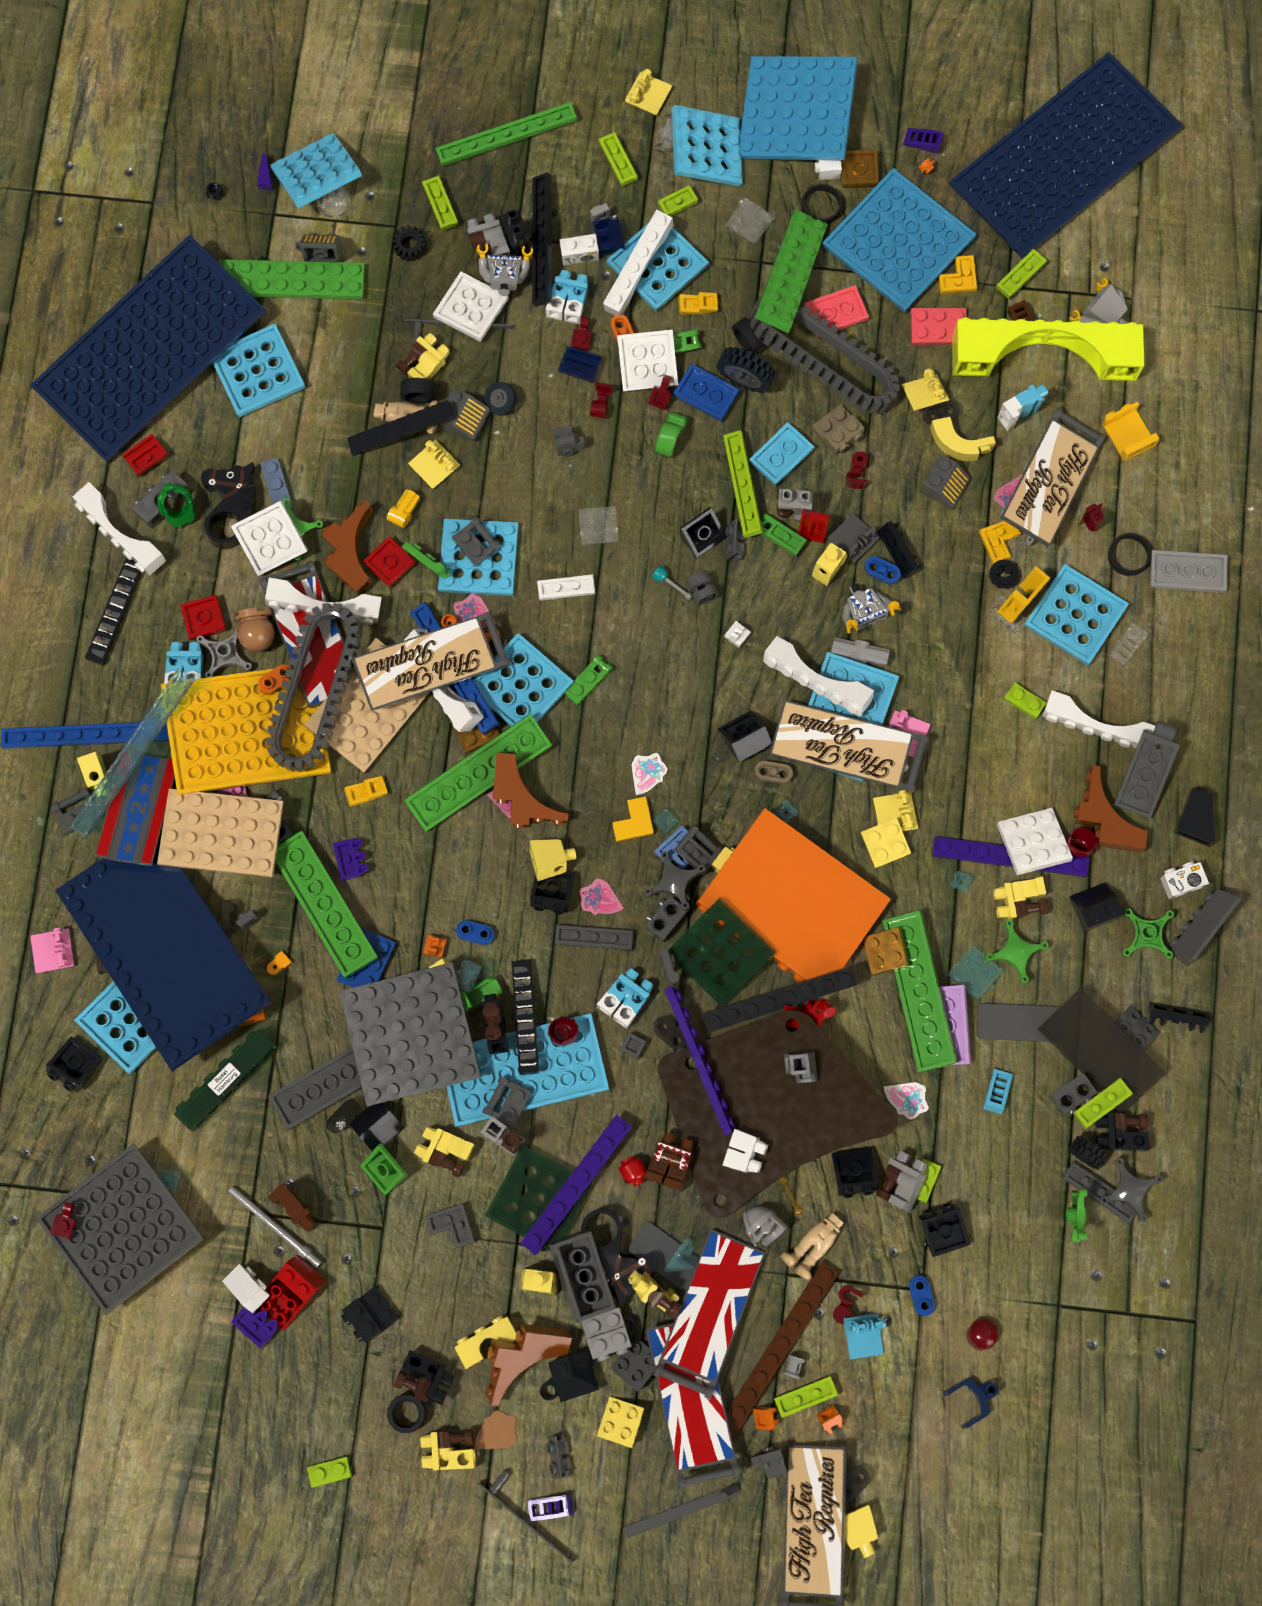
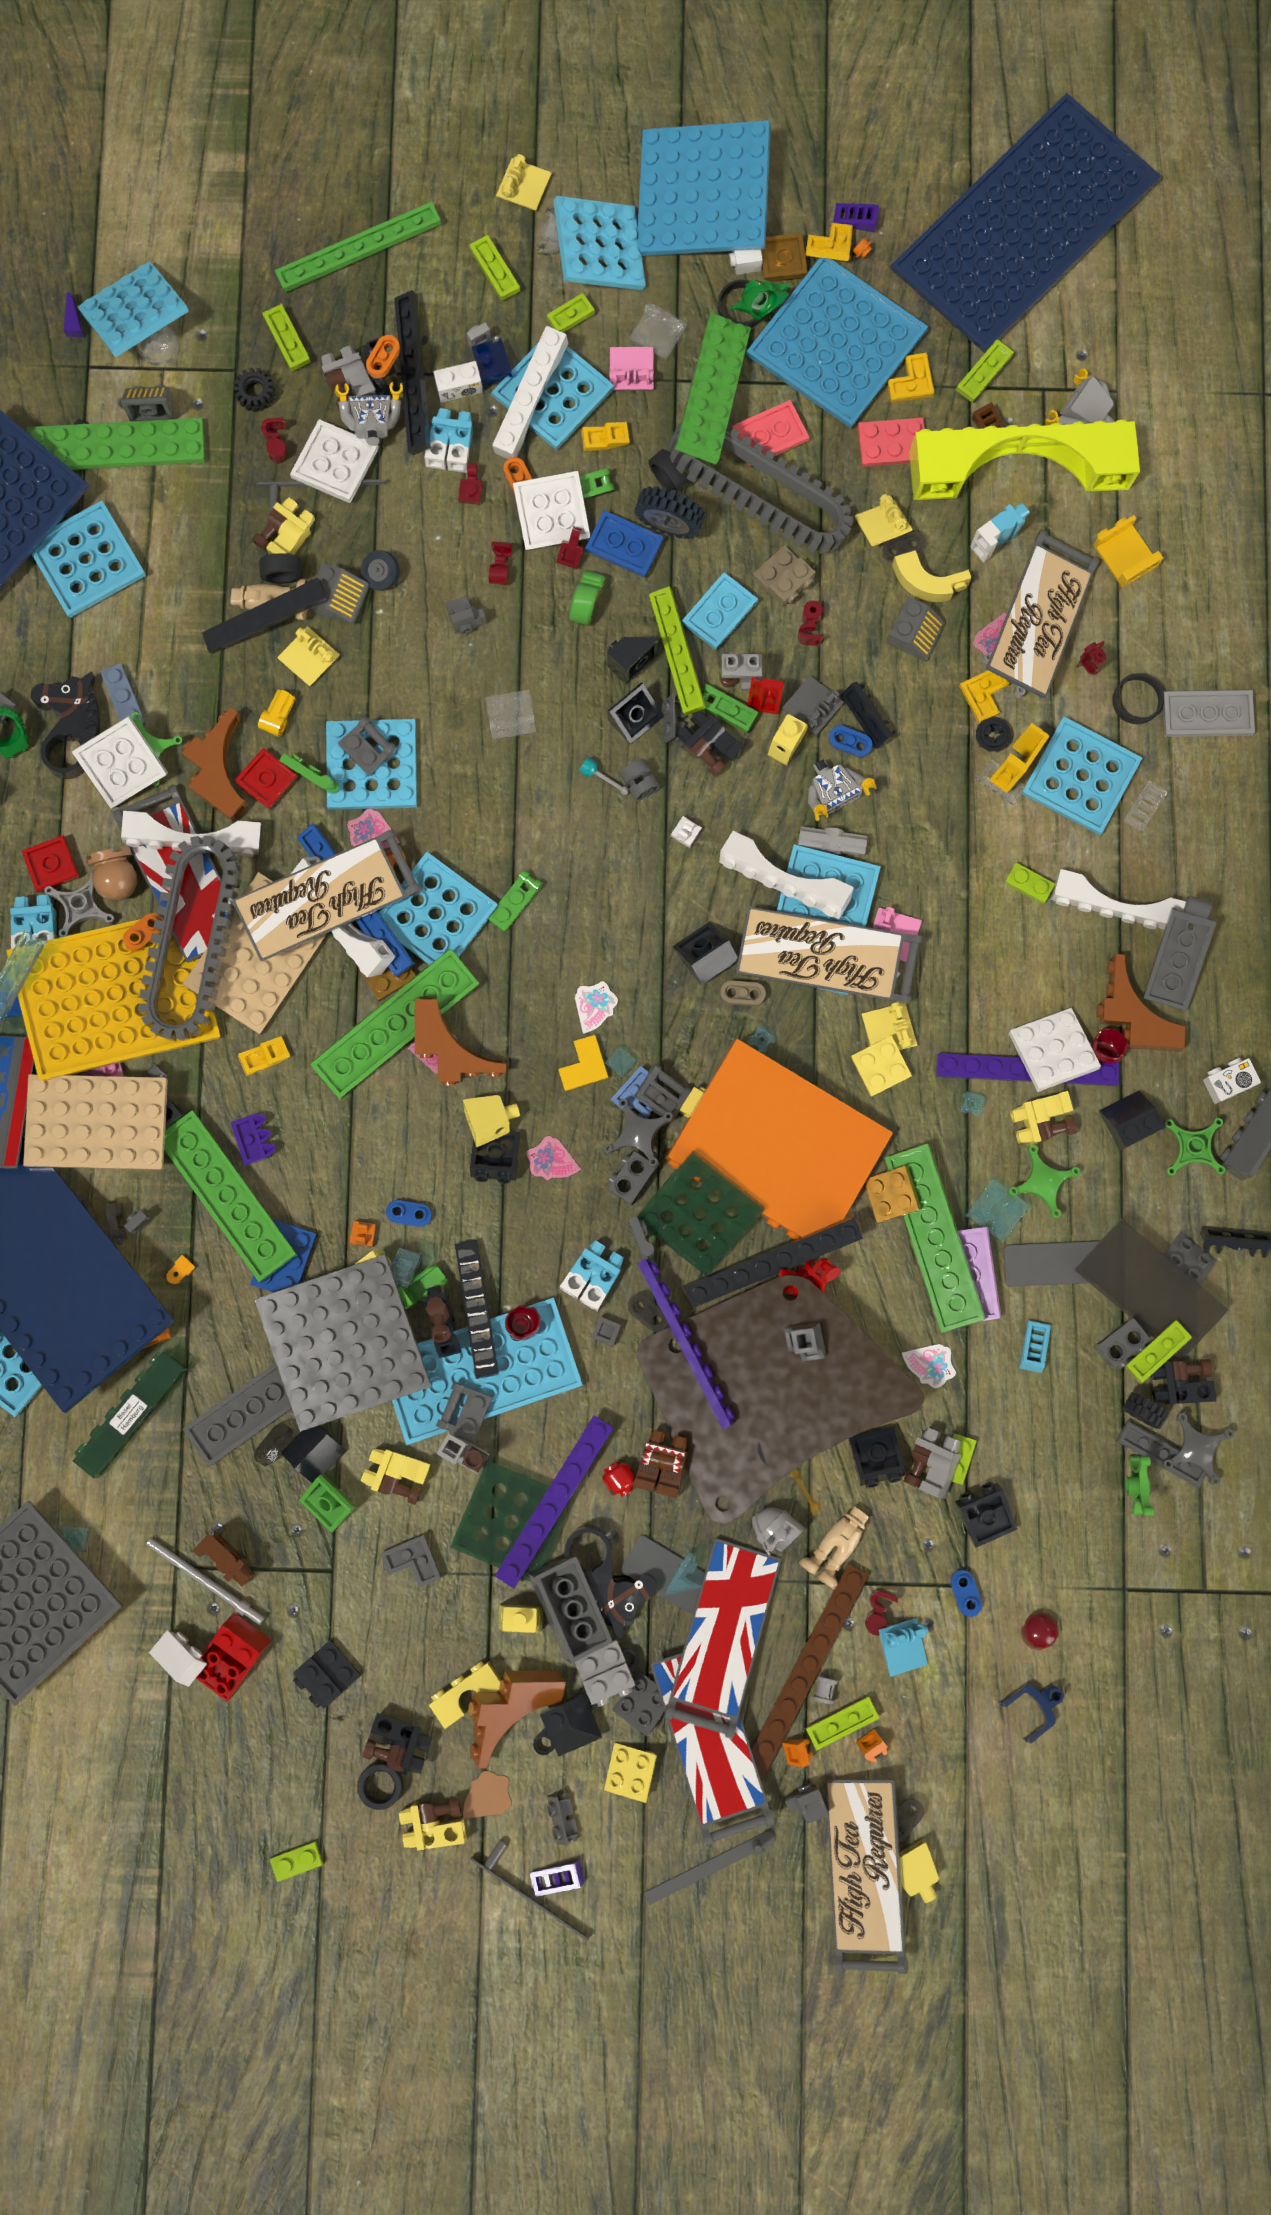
camera: 10 degrees left, 5 degrees up
(213, 186) = (11, 338): black plate -> none
(254, 1326) = (192, 1701): dark purple plate -> none
(422, 289) = (274, 445): none -> dark red leg
(448, 618) = (343, 840): orange plate -> none
(517, 225) = (382, 358): none -> orange plate
(566, 587) = (479, 792): white tile -> none
(579, 364) = (471, 521): clear blue plate -> none
(594, 937) = (549, 1207): dark grey tile -> none
(649, 1291) = (651, 1619): light yellow hips -> none
(703, 485) = (630, 656): none -> black slope
(725, 249) = (631, 368): none -> bright pink hinge
(748, 1144) = (751, 1437): white hips -> none
(763, 556) = (707, 736): none -> black hips
(838, 200) = (761, 298): none -> green hair
(902, 163) = (832, 247): none -> yellow tile
(1197, 818) = (1241, 1005): black slope -> none

